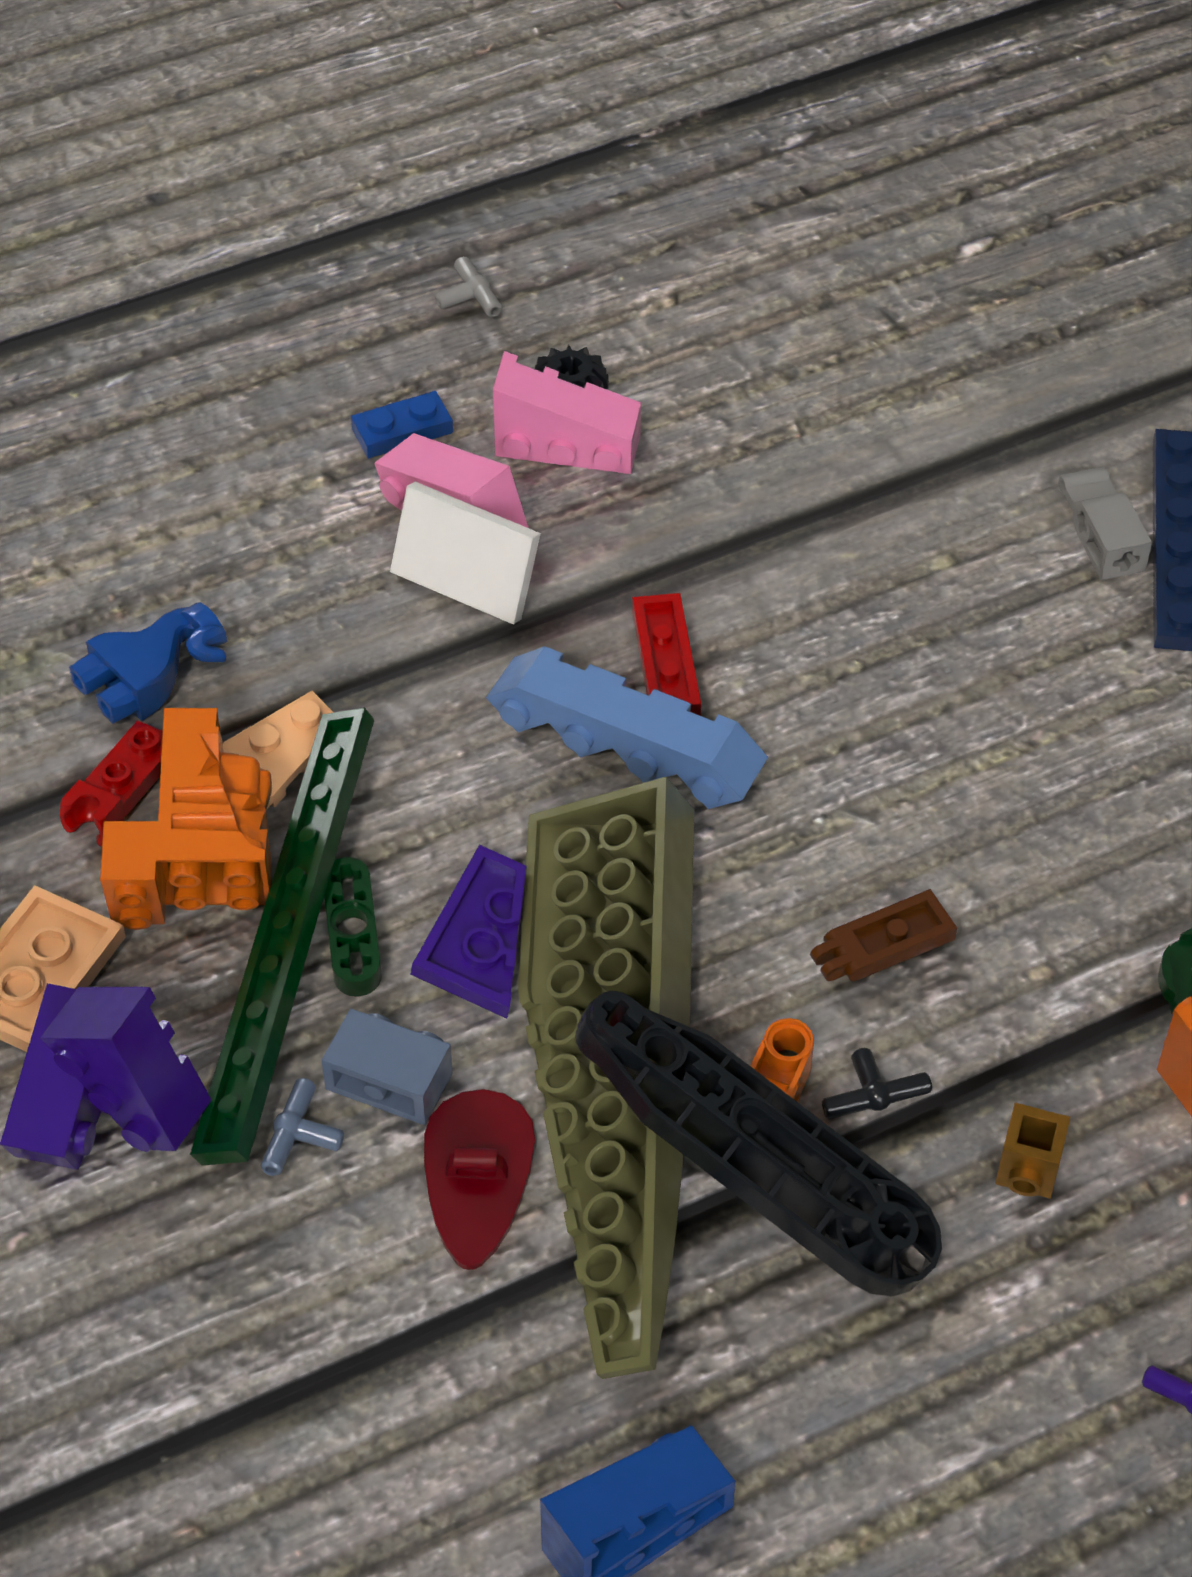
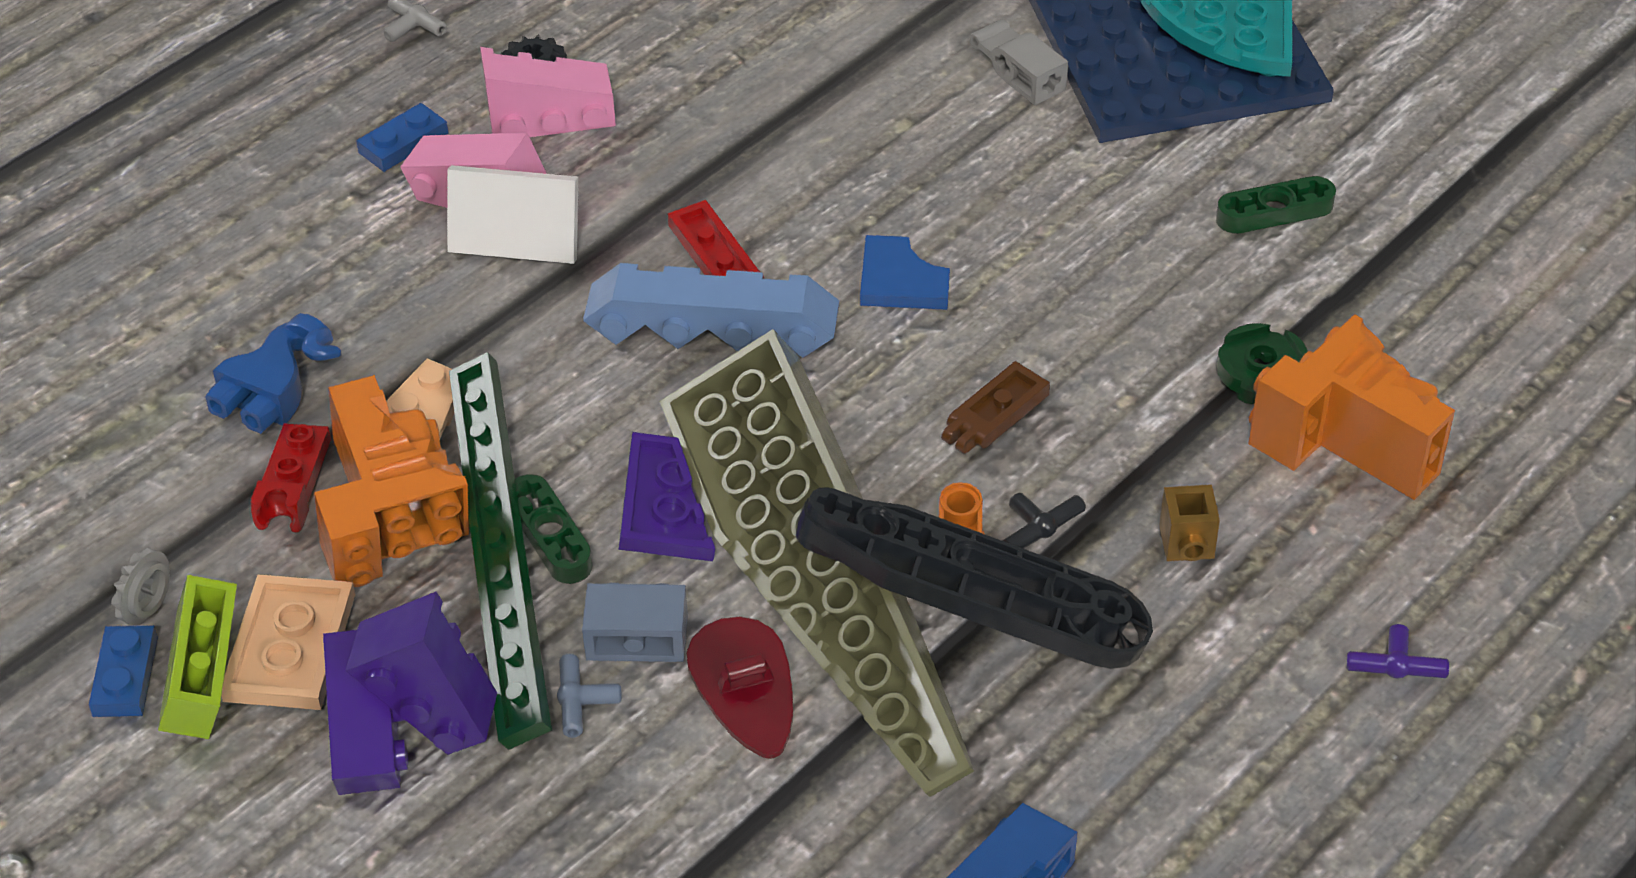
camera: 20 degrees left, 5 degrees down
(853, 747) = (899, 278): none -> blue tile

